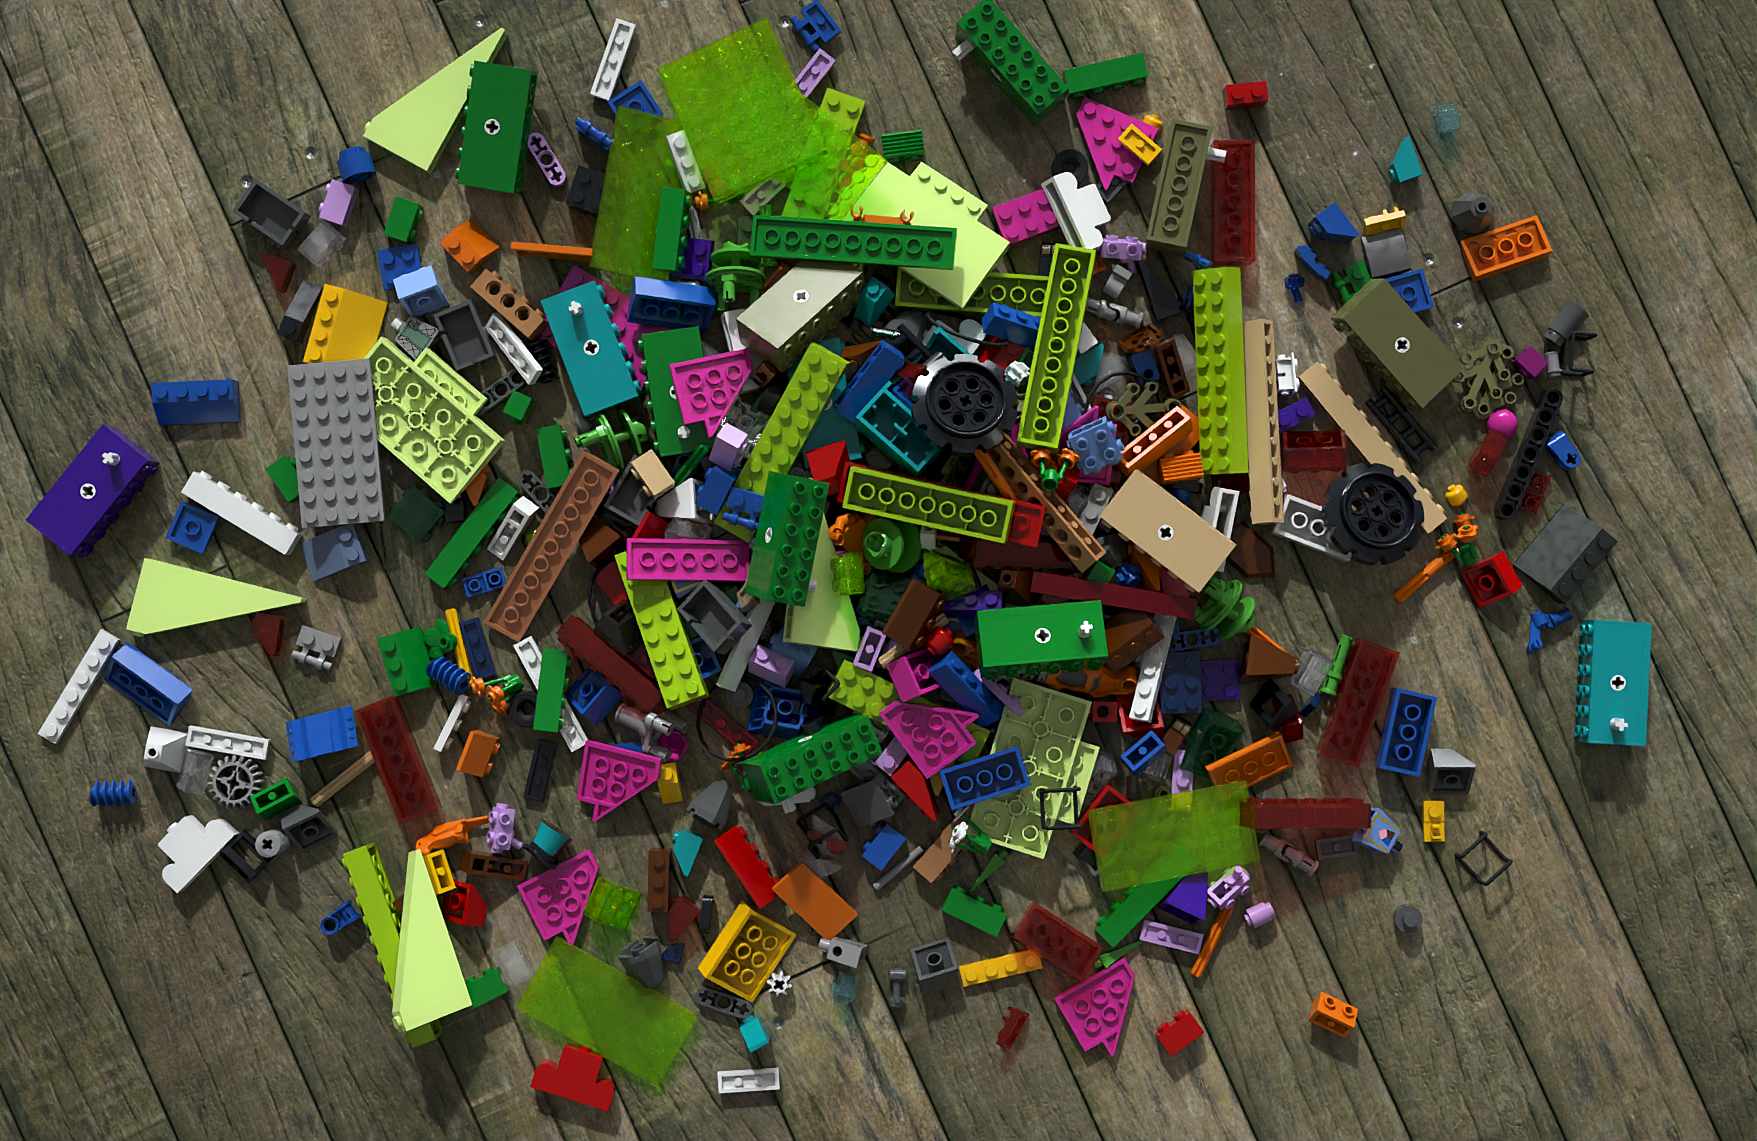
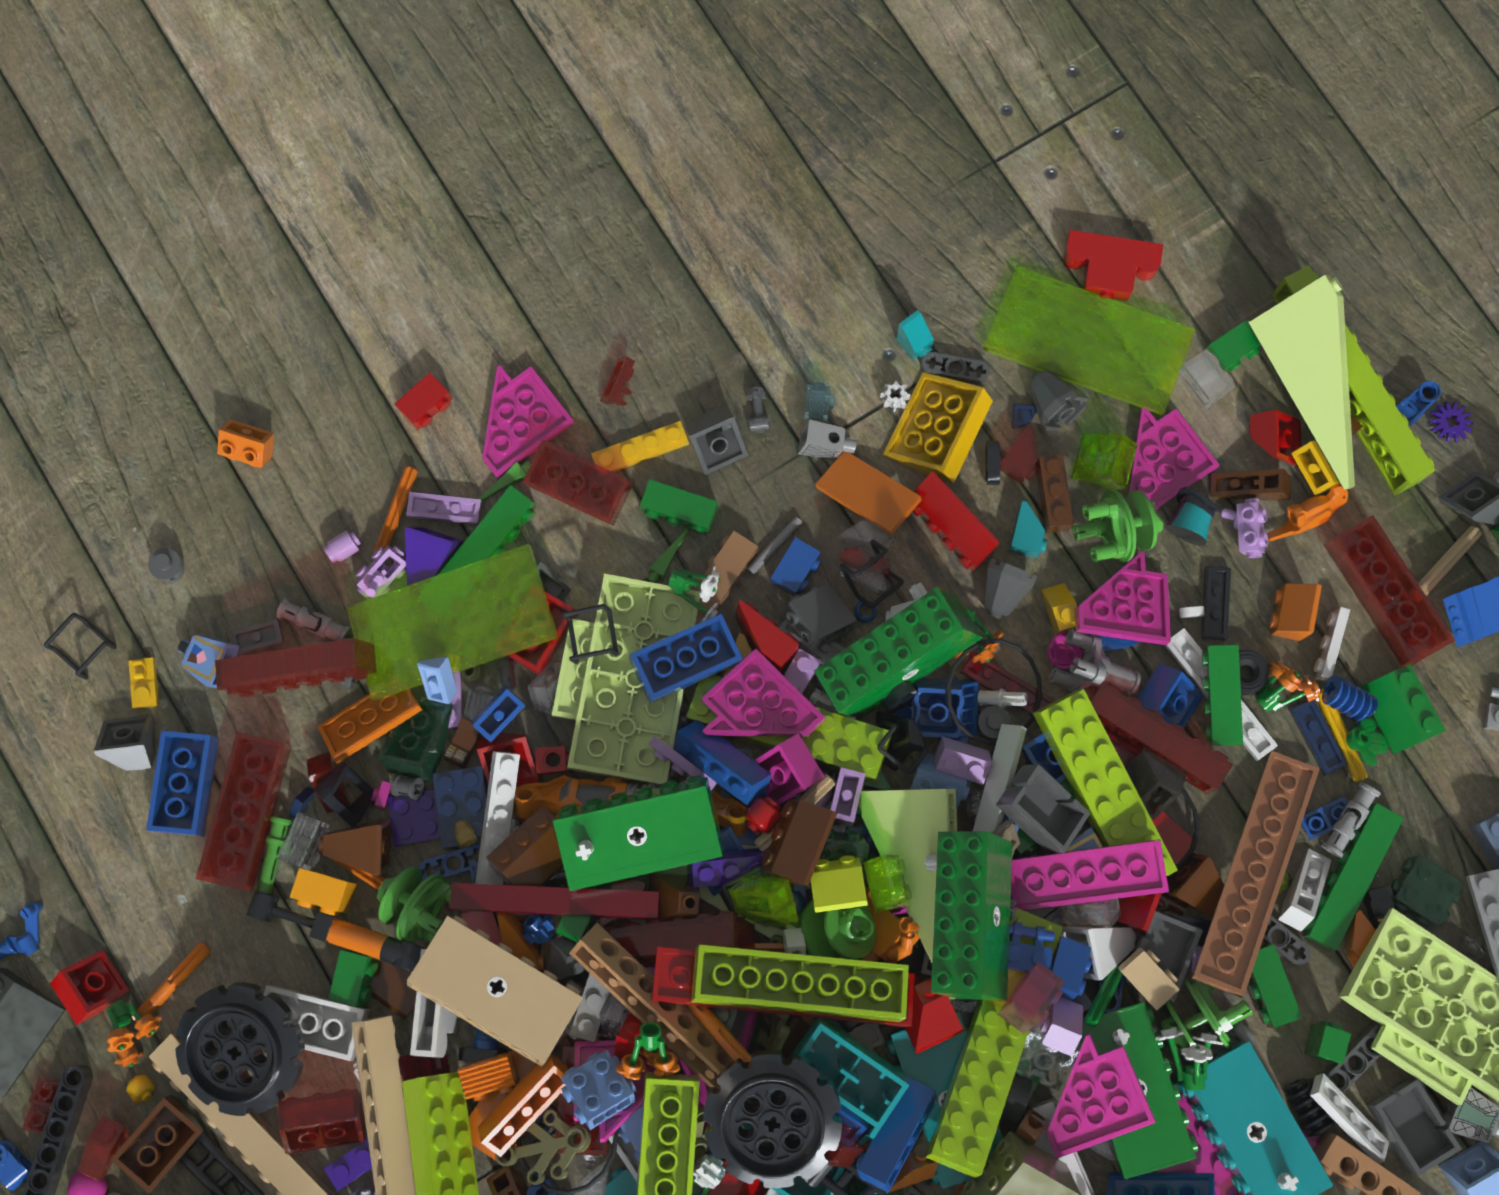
camera: 170 degrees right, 10 degrees down
(322, 897) = (1442, 423): none -> dark purple gear
(468, 575) = (1349, 821): none -> light grey piece
(562, 764) = (1191, 612): none -> white tile
(614, 843) = (1120, 525): none -> bright green piece
(632, 395) = (1195, 1075): none -> plant
(730, 713) = (1002, 698): none -> white axle
(748, 1080) = (913, 285): white plate -> none
(750, 470) = (1031, 998): none -> clear pink brick
(888, 577) = (838, 884): none -> neon yellow slope
(1180, 659) = (464, 834): none -> clear yellow hose
(1189, 788) = (438, 679): none -> light blue slope
(1223, 705) = (406, 786): none -> dark grey bush
(1245, 701) = (380, 795): none -> dark pink plate
(1280, 558) = (353, 979): none -> green brick
(1286, 594) = (341, 933): none -> black piece
(1298, 630) = (321, 890): none -> light orange piece
(1443, 451) = (158, 1143): none -> reddish brown slope

